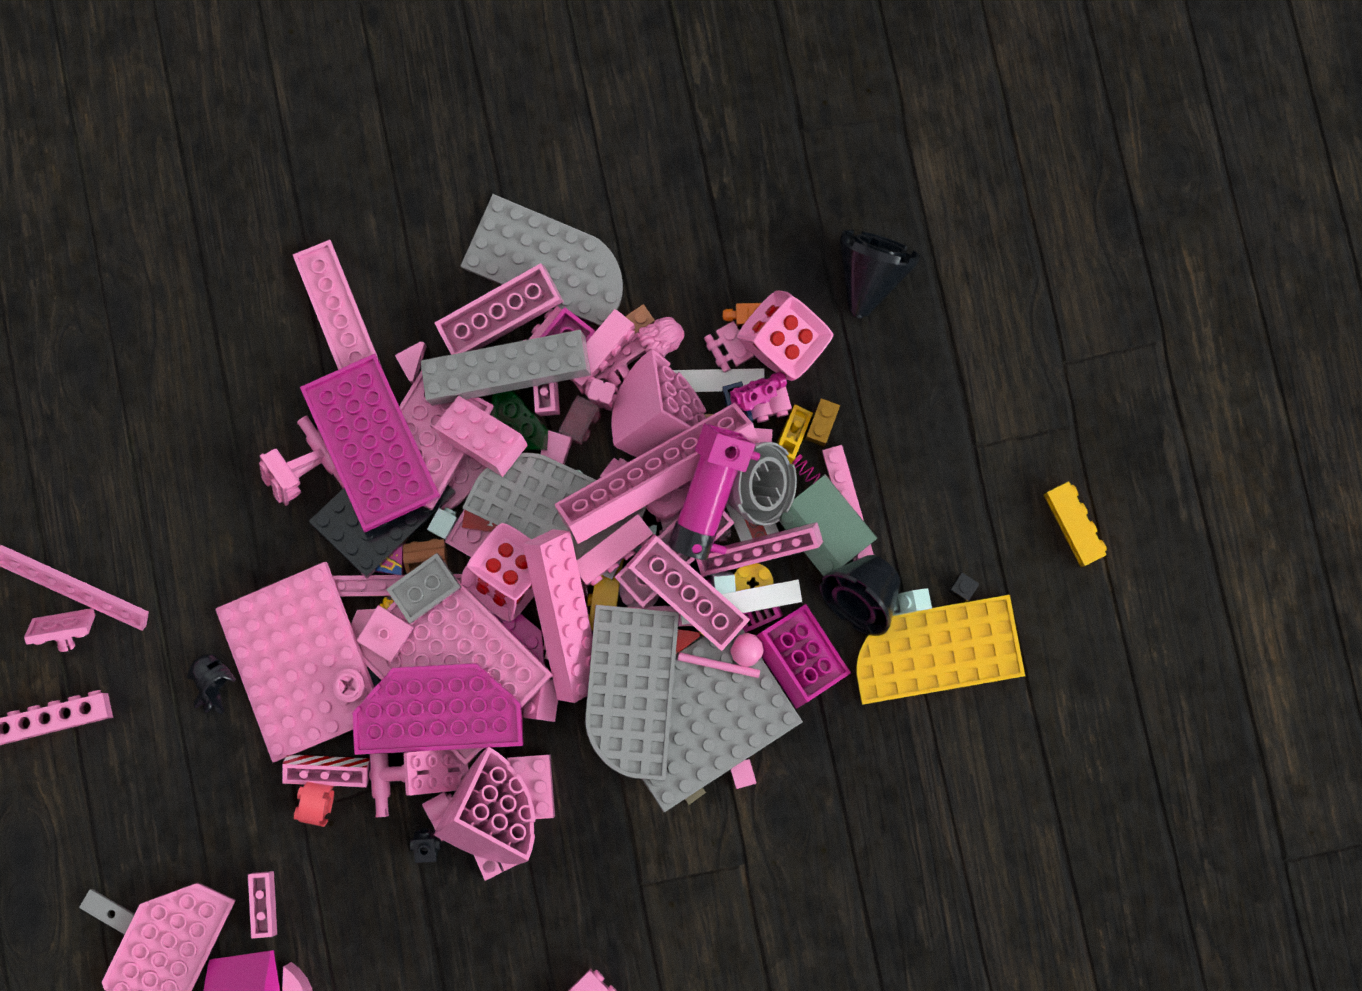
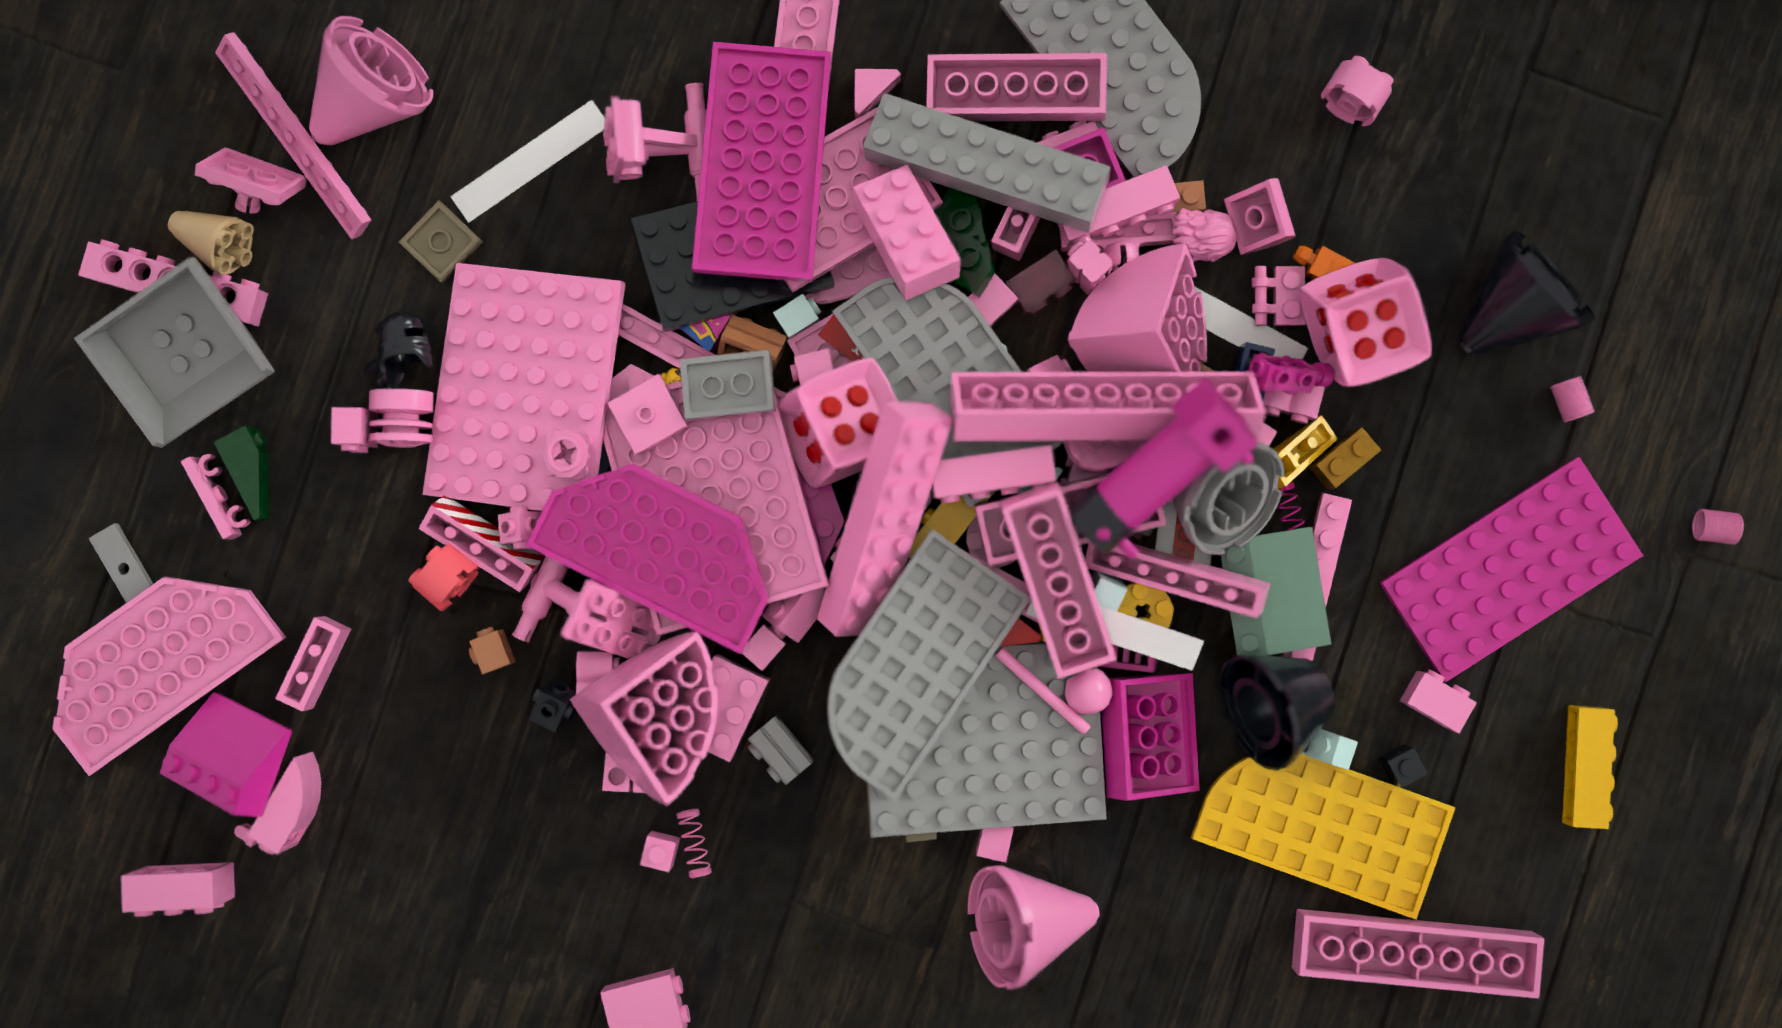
camera: 30 degrees right, 5 degrees up
(57, 678) = (215, 239): none -> tan cone
(74, 760) = (175, 353): none -> light grey piece
(100, 531) = (363, 83): none -> bright pink cone
(144, 836) = (214, 496): none -> bright pink plate
(153, 804) = (249, 467): none -> dark green slope
(198, 601) = (440, 241): none -> dark tan tile
(209, 745) = (351, 429): none -> bright pink brick
(226, 521) = (529, 161): none -> white sticker
(233, 721) = (400, 417): none -> bright pink wheel
(343, 747) = (517, 526): none -> bright pink brick
(368, 834) = (491, 650): none -> nougat brick
(467, 548) = (811, 365): none -> bright pink brick
(535, 735) = (764, 646): none -> bright pink brick
(541, 898) = (660, 851): none -> bright pink brick
(547, 866) = (701, 871): none -> bright pink piece
(581, 794) = (779, 750): none -> light grey brick
(689, 307) = (1260, 217): none -> bright pink brick
(704, 200) = (1357, 91): none -> bright pink brick
(787, 812) = (1023, 923): none -> bright pink cone
(938, 310) = (1572, 399): none -> bright pink piece
(961, 432) = (1511, 569): none -> dark pink plate
(962, 536) = (1438, 701): none -> bright pink brick
(1036, 695) = (1417, 953): none -> bright pink brick
(1068, 337) = (1718, 526): none -> bright pink piece

